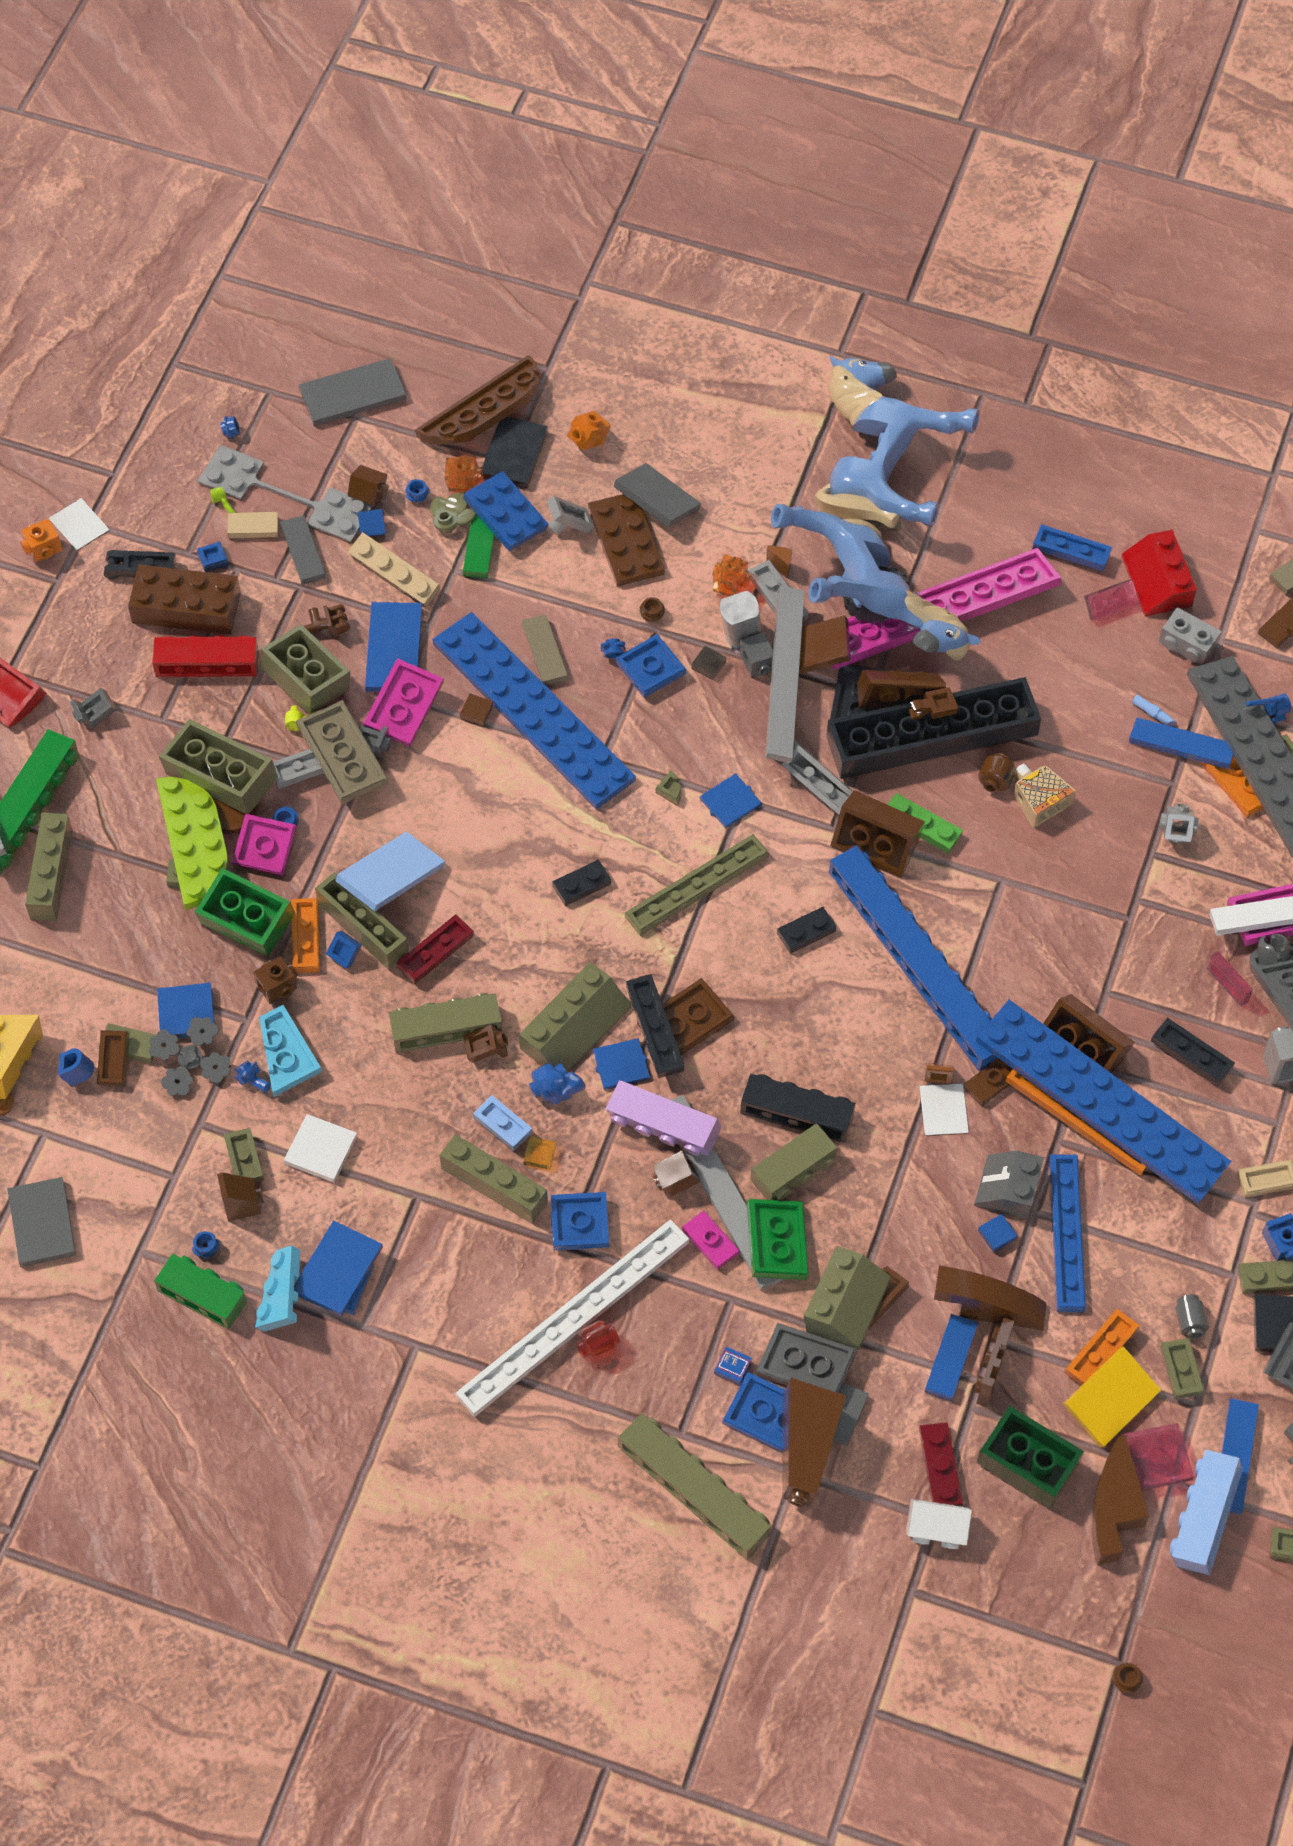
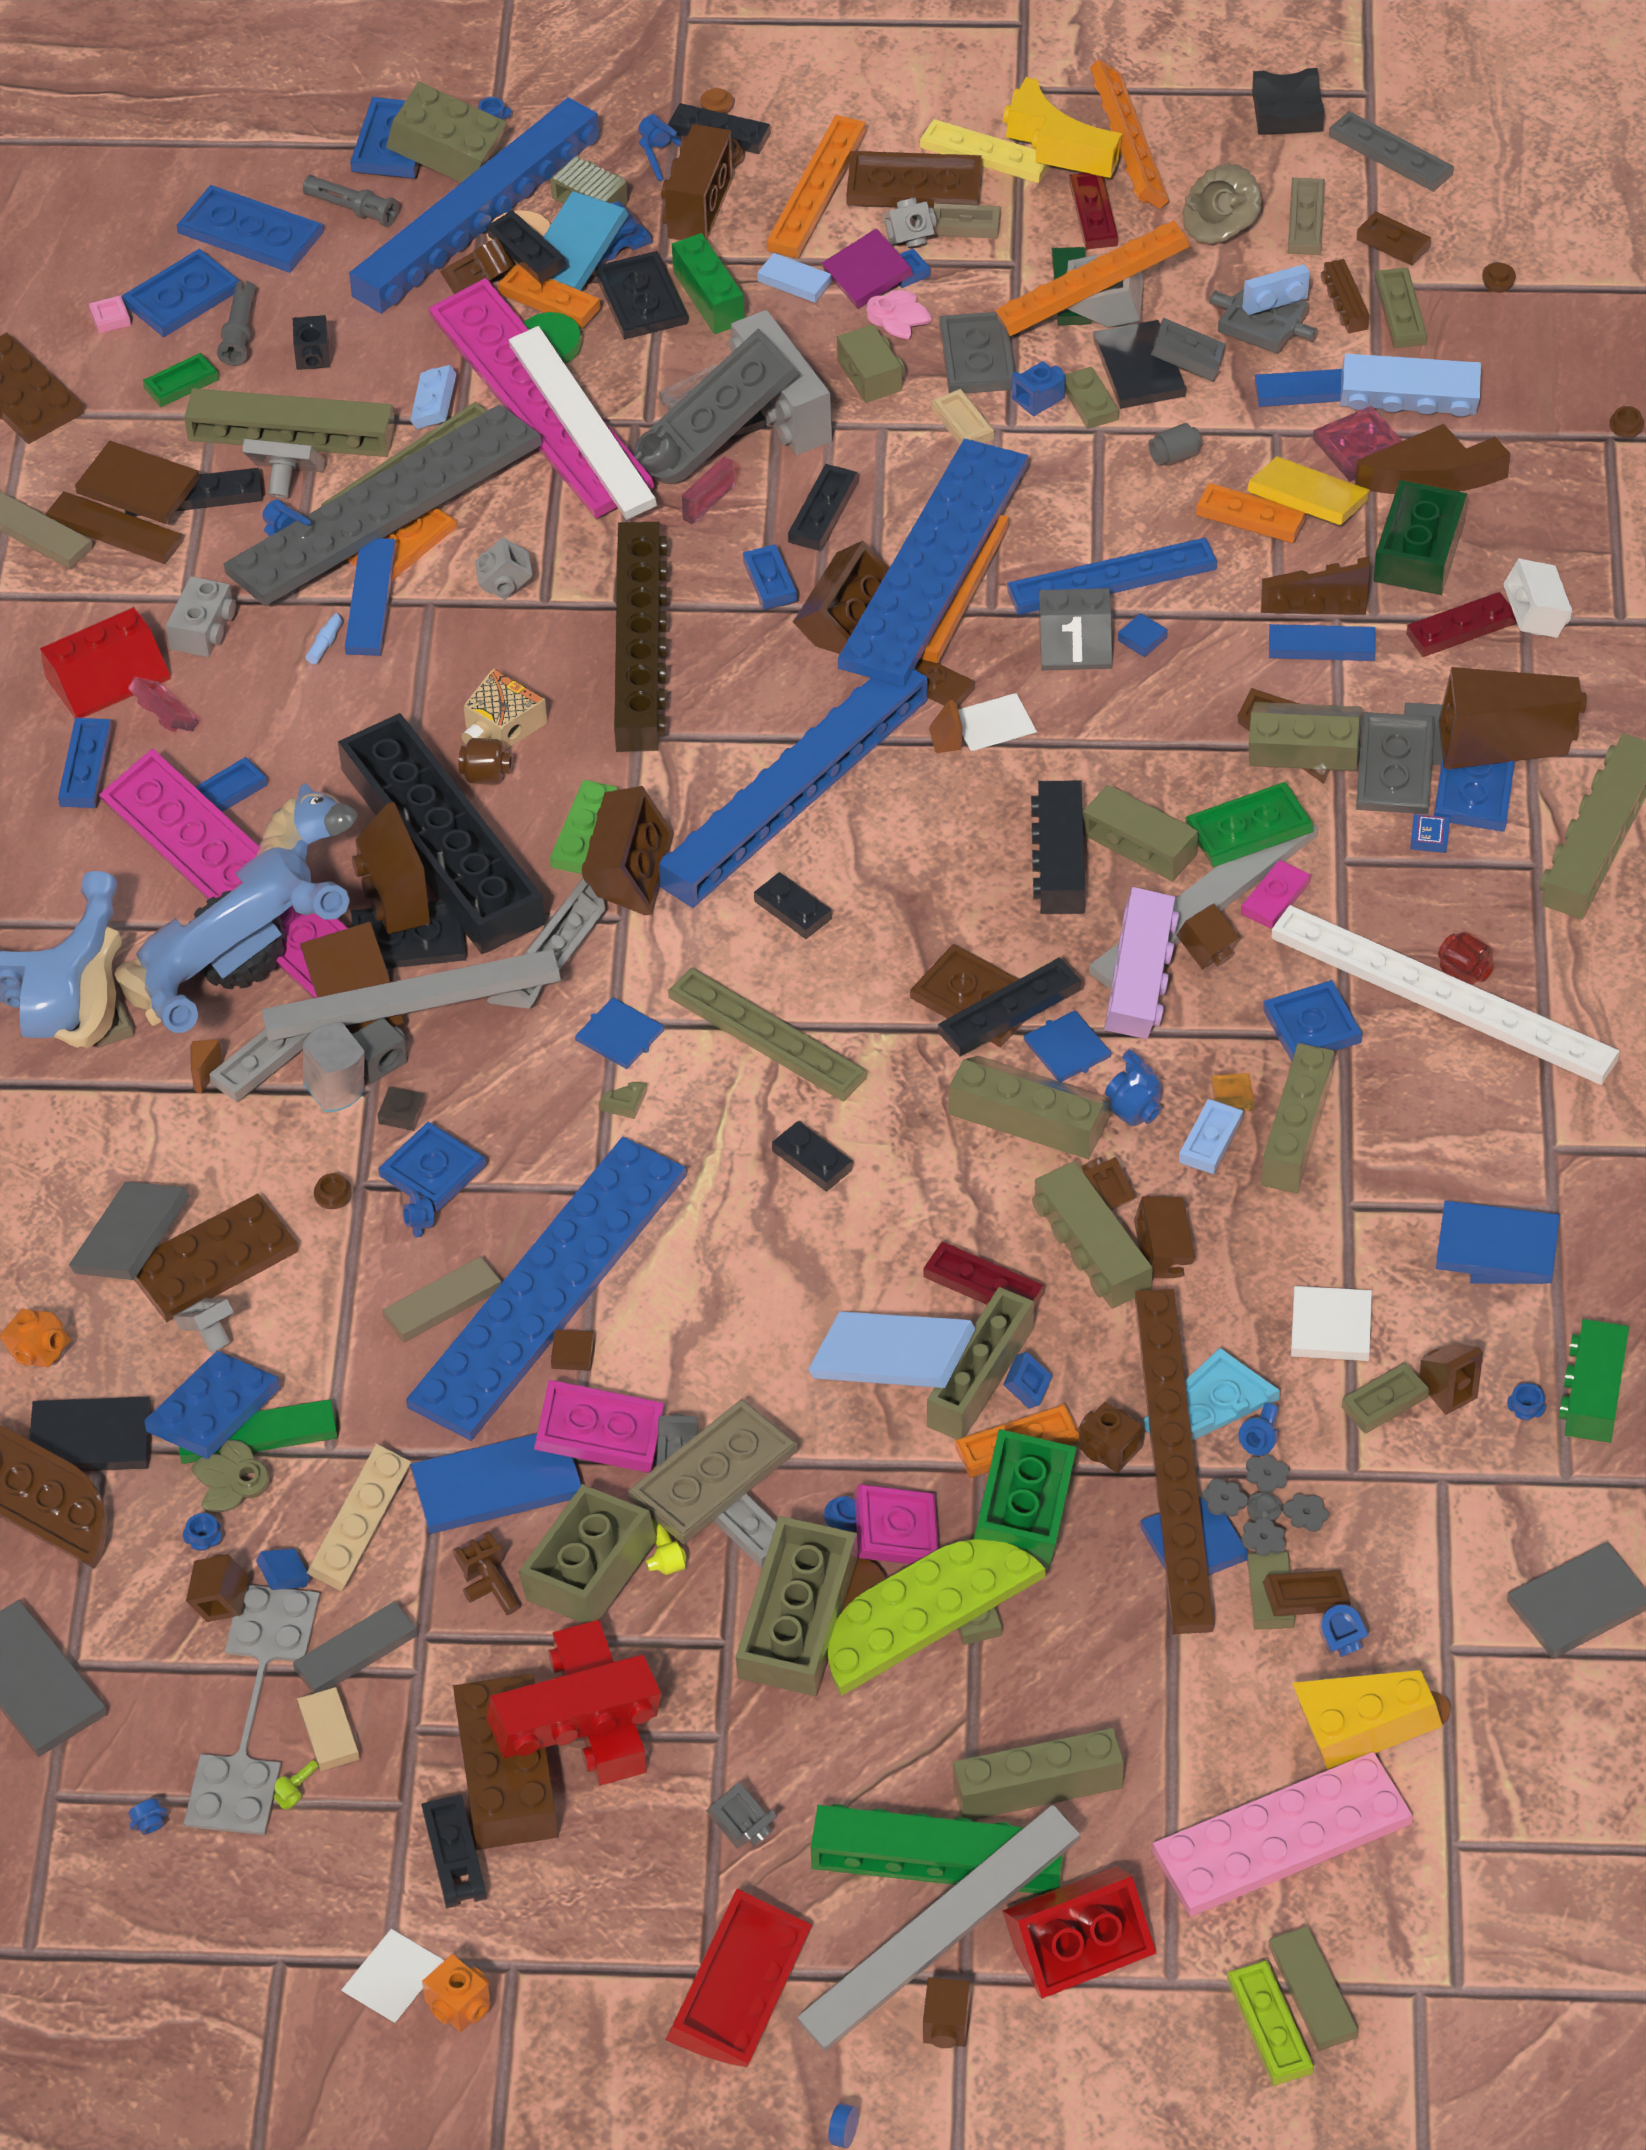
camera: 105 degrees left, 10 degrees down
(185, 623) = (573, 1706): none -> red brick
(212, 557) = (404, 1765): blue tile -> none
(243, 1009) = (1173, 1462): none -> reddish brown plate
(279, 1290) = (1560, 1290): medium azure wing -> none
(427, 1063) = (1164, 1235): none -> reddish brown hinge
(462, 473) = (162, 1471): clear orange brick -> none
(730, 576) = (253, 1106): clear orange brick -> none
(936, 702) = (422, 807): reddish brown plate -> none
(989, 1298) = (1243, 613): reddish brown slope -> none
(1027, 625) = (233, 784): none -> blue tile
(1104, 890) = (638, 637): none -> dark brown brick
(1129, 997) = (769, 577): none -> blue plate
(1181, 1368) = (1242, 443): olive plate -> none

